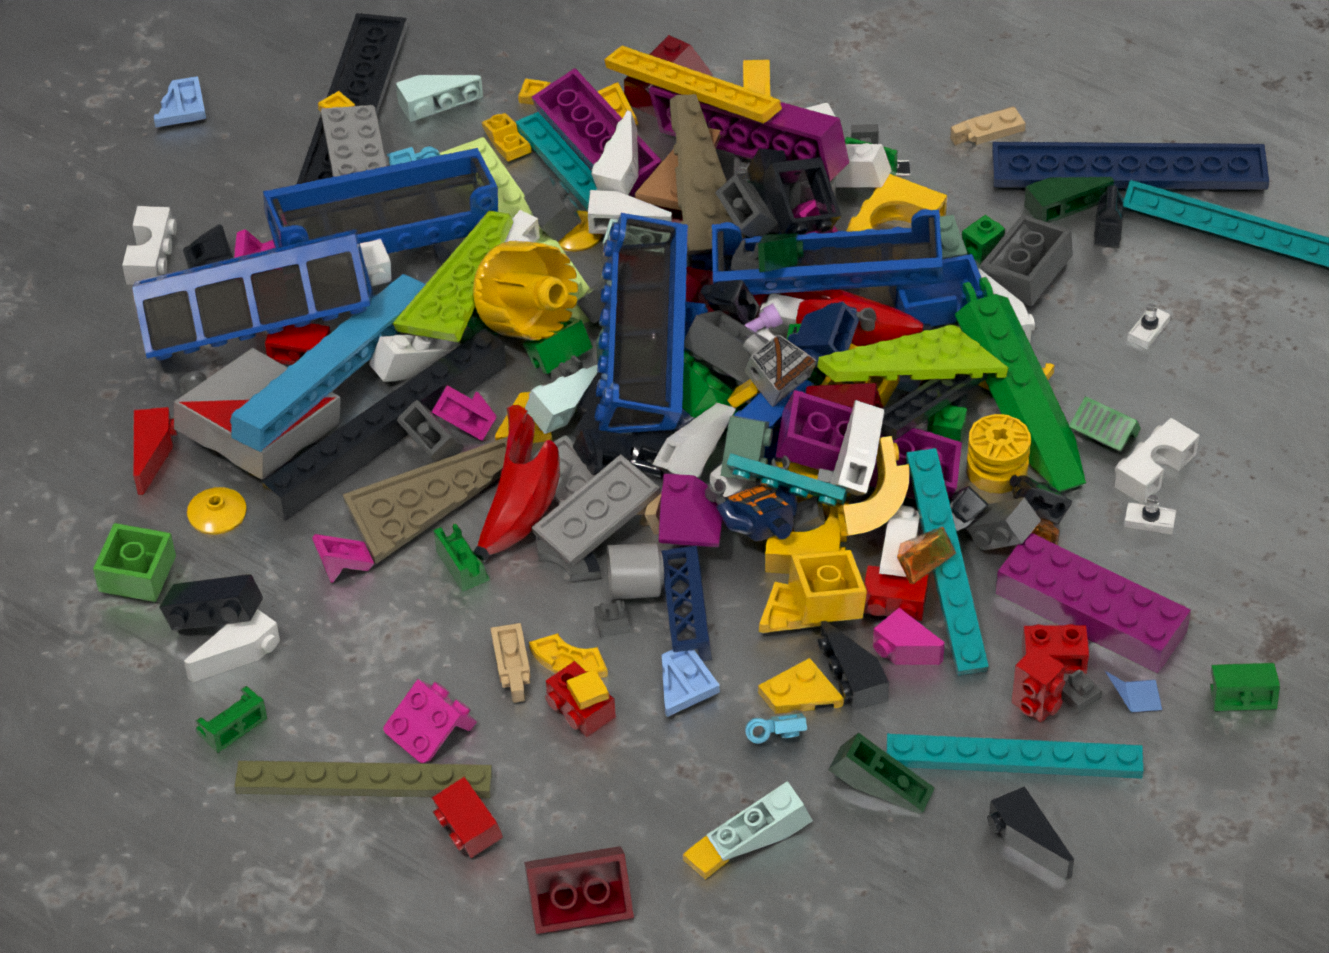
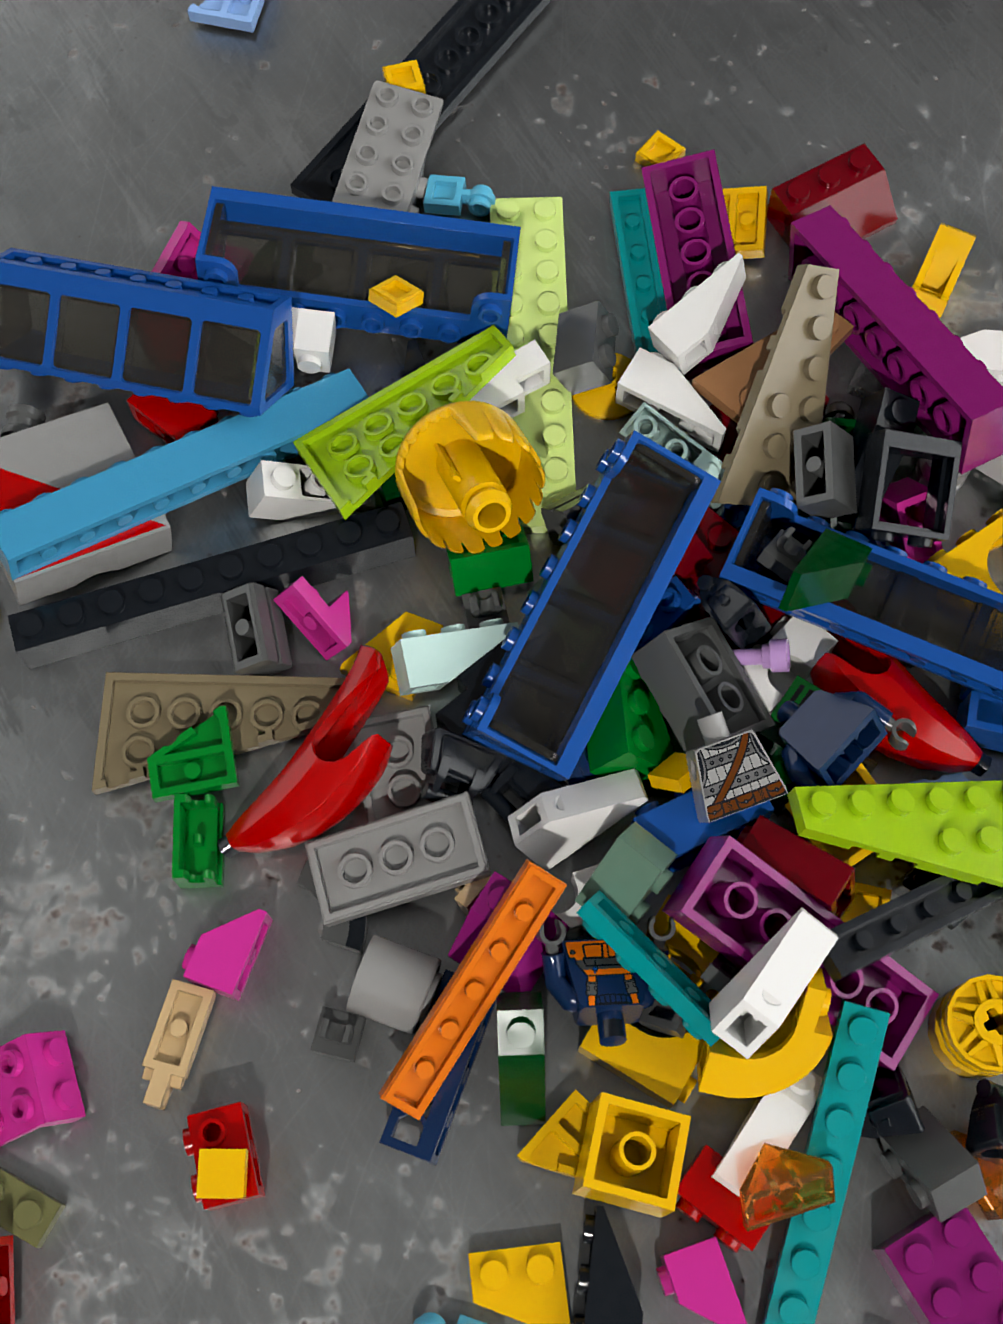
camera: 25 degrees right, 20 degrees up
(153, 239) = (73, 212): white arch -> none
(208, 248) = (154, 227): black piece -> none
(341, 553) = (50, 768): dark pink slope -> none
(416, 216) = (396, 296): none -> yellow tile
(434, 510) = (197, 761): none -> green wing
(435, 93) = (532, 108): light aqua slope -> none
(505, 137) = (591, 207): yellow slope -> none
(517, 602) = (227, 954): none -> dark pink slope
(557, 654) = (249, 1072): yellow tile -> none
(685, 536) = (472, 990): none -> orange tile
(685, 681) = (376, 1194): light blue wing -> none
(690, 82) = (850, 251): yellow plate -> none
(734, 571) = (521, 1058): none -> dark green slope
(949, 423) = (940, 949): green brick -> none

